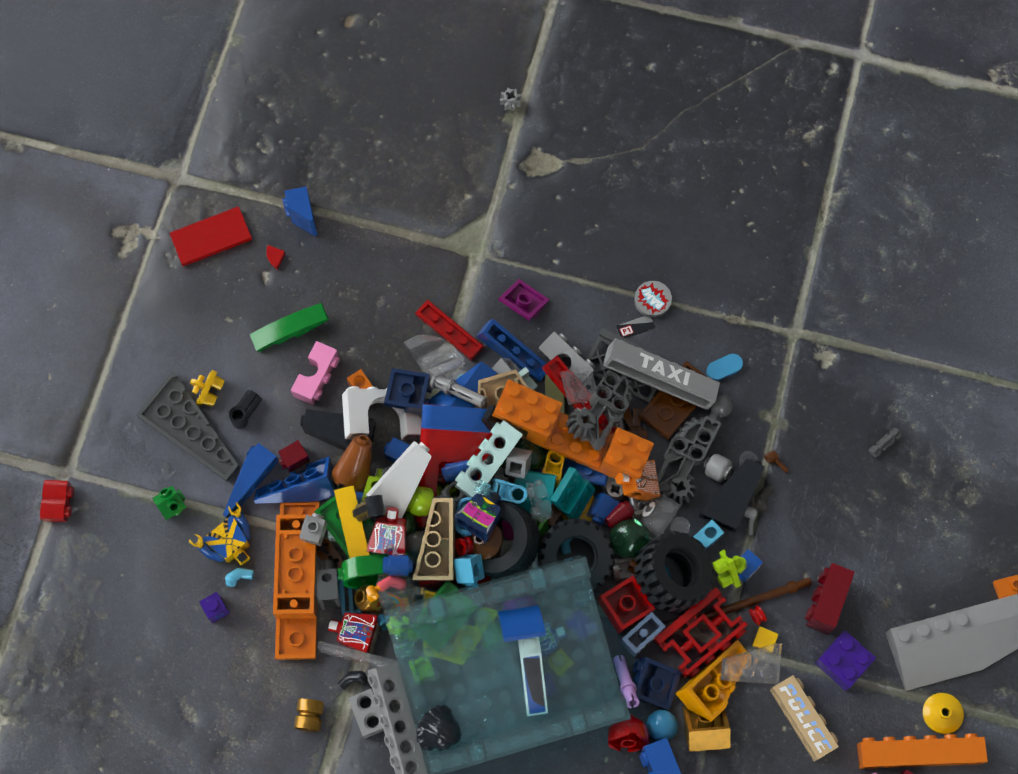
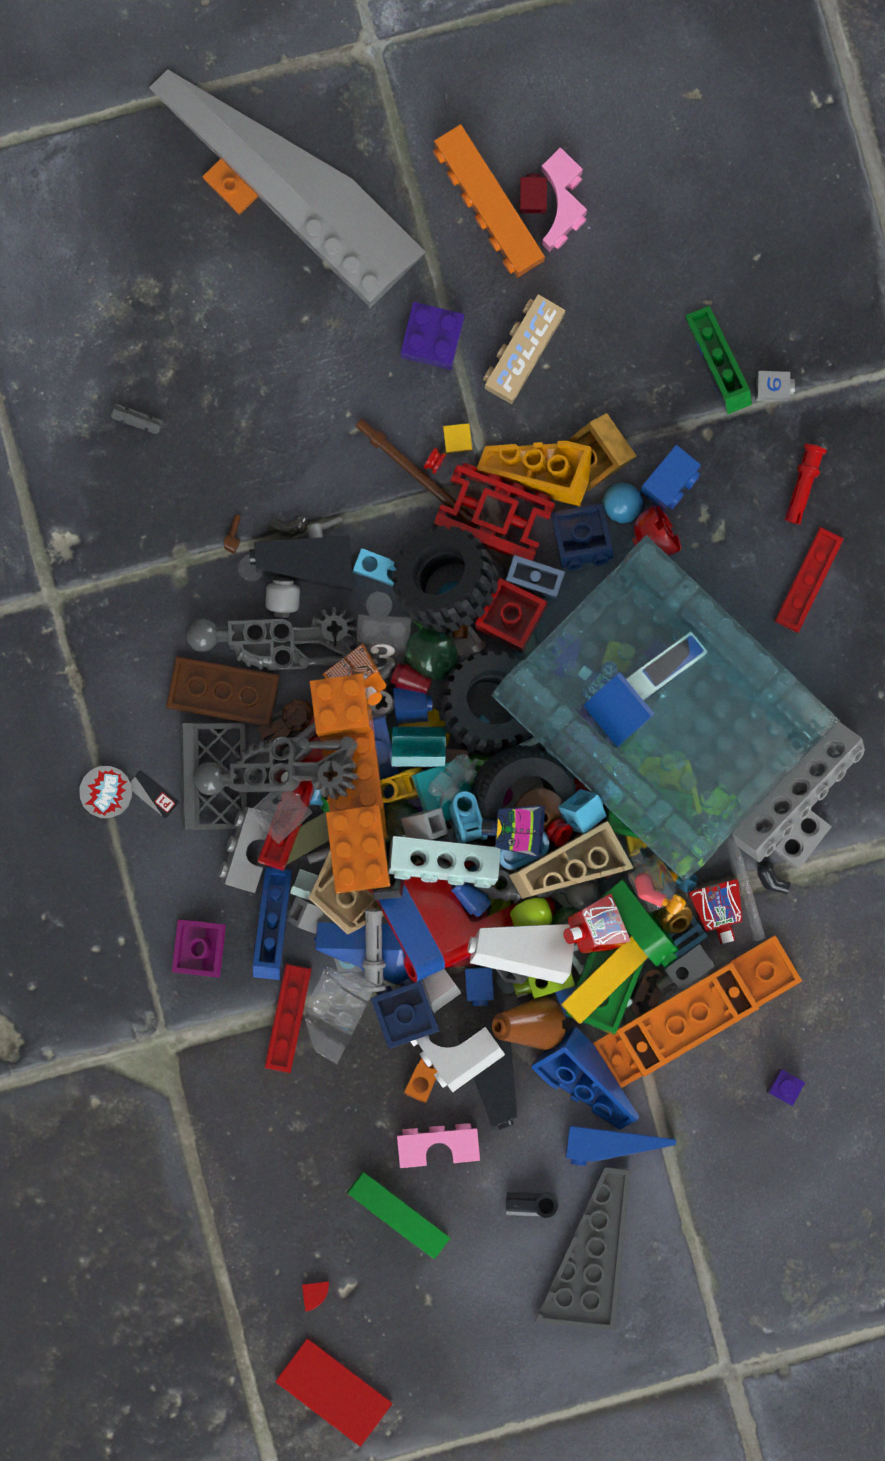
camera: 120 degrees left, 15 degrees up
(56, 500) = (770, 1357): red brick -> none
(170, 502) = (695, 1219): green brick -> none
(212, 381) = (521, 1268): yellow hips -> none
(227, 540) = (700, 1122): torso -> none
(237, 574) = (732, 1087): medium azure arm -> none
(293, 456) = (556, 1108): dark red brick -> none
(299, 208) = (239, 1296): blue slope -> none
(309, 713) = (842, 902): pearl gold wheel -> none
(313, 529) = (639, 1018): light grey brick -> none
(369, 509) = (582, 963): black piece -> none
(397, 565) = (626, 895): blue brick -> none
(438, 729) = (782, 739): black hair -> none
(483, 488) = (486, 844): clear light blue plate -> none
(627, 687) = (608, 560): lavender pin -> none
(661, 374) = (210, 722): light grey brick -> none
(724, 367) = (147, 657): dark azure tile -> none
(730, 567) = (408, 518): lime hips -> none
(753, 565) = (385, 503): blue brick -> none
(754, 666) = (499, 433): clear wing -> none
(829, 598) = (372, 388): dark red piece -> none
(936, 720) = (432, 211): yellow dish -> none

